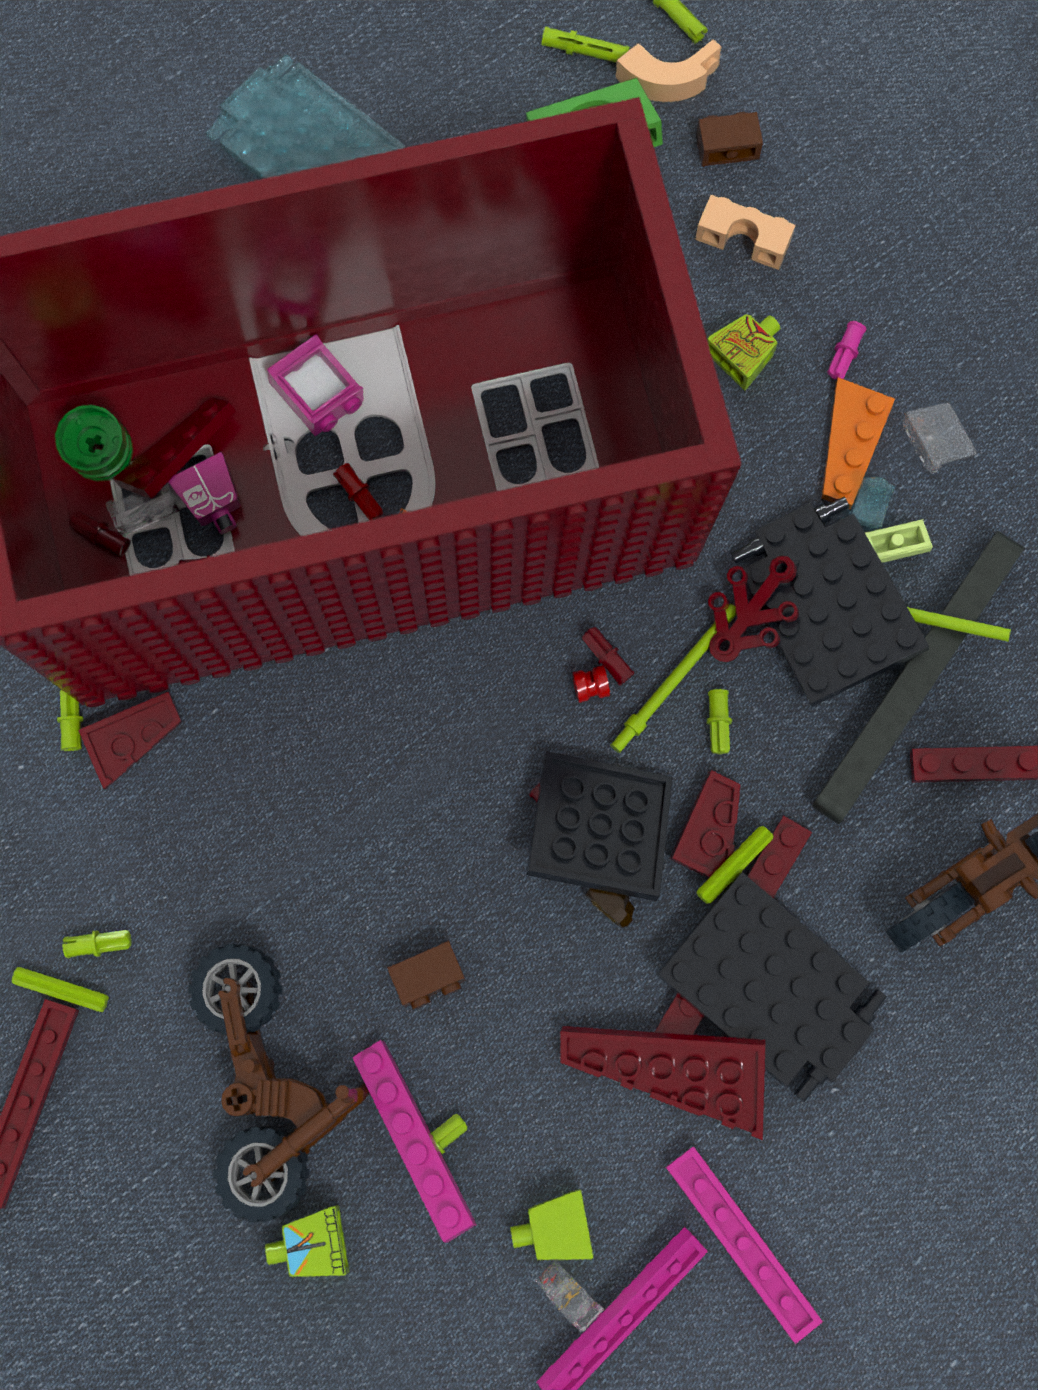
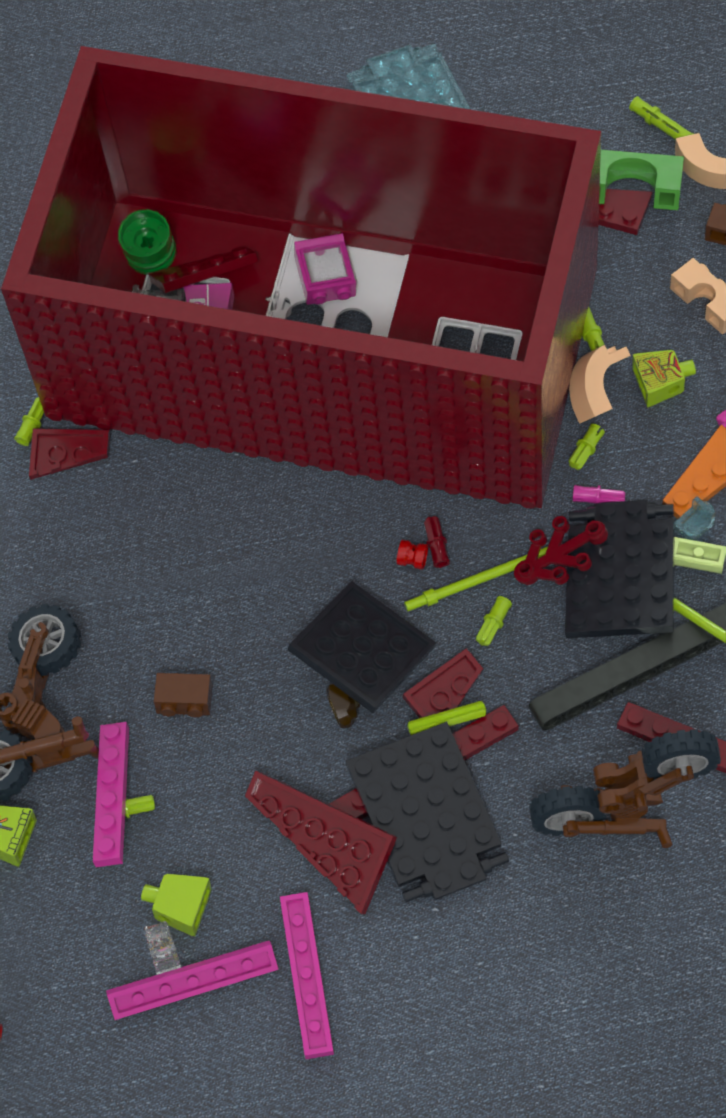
camera: 30 degrees right, 15 degrees down
(751, 519) = (597, 495): none -> dark pink axle

